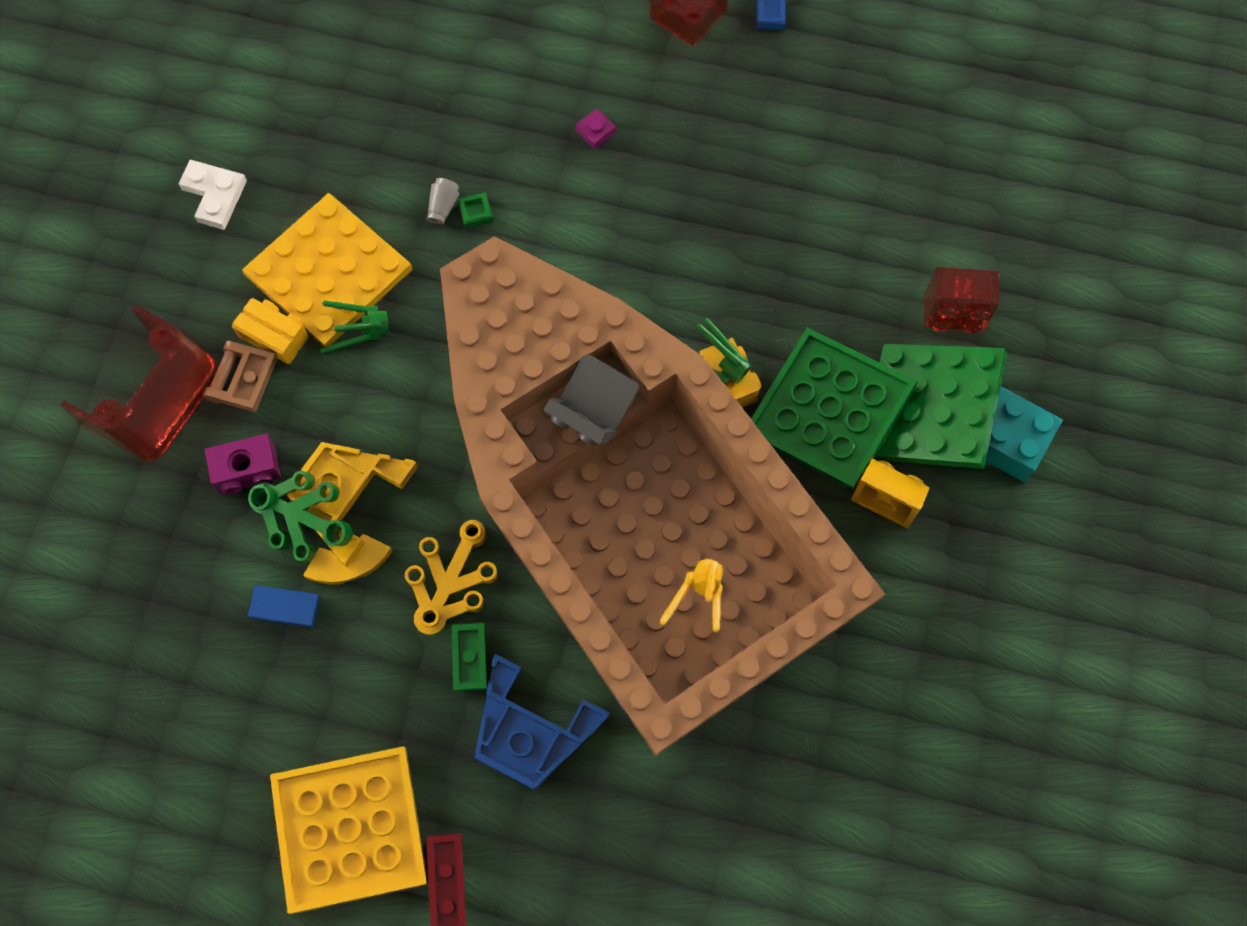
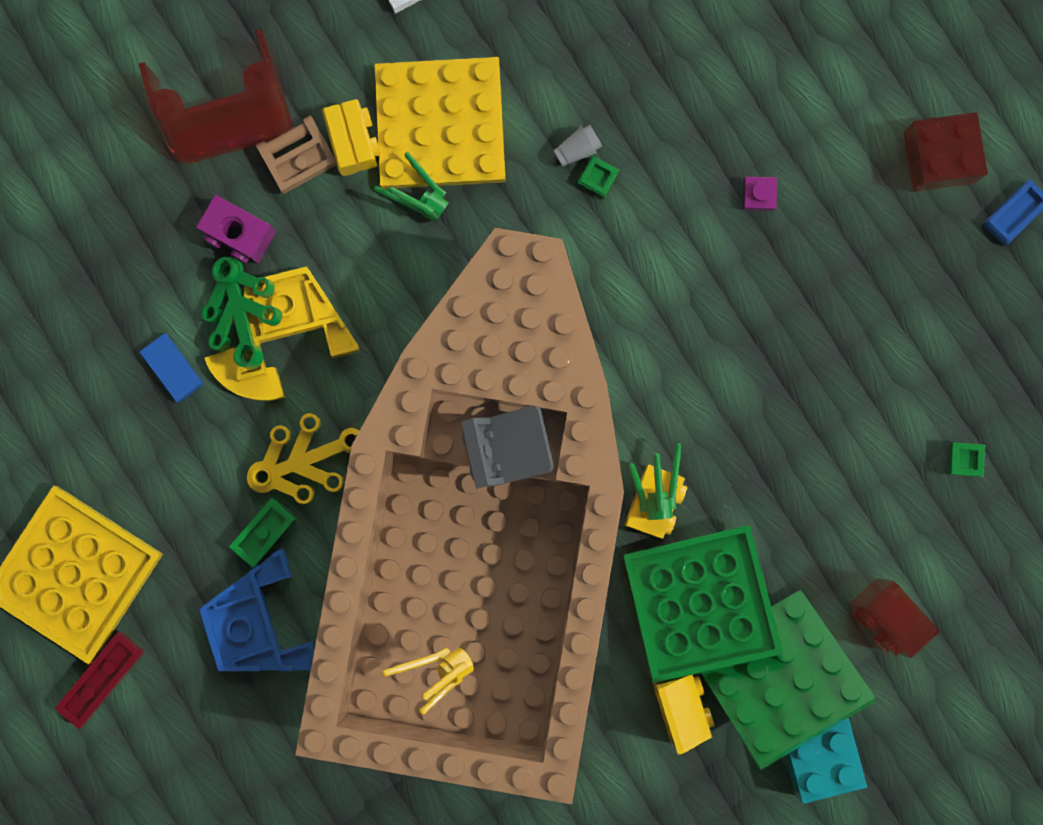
camera: 50 degrees right, 15 degrees up
(899, 169) = (966, 459): none -> green plate

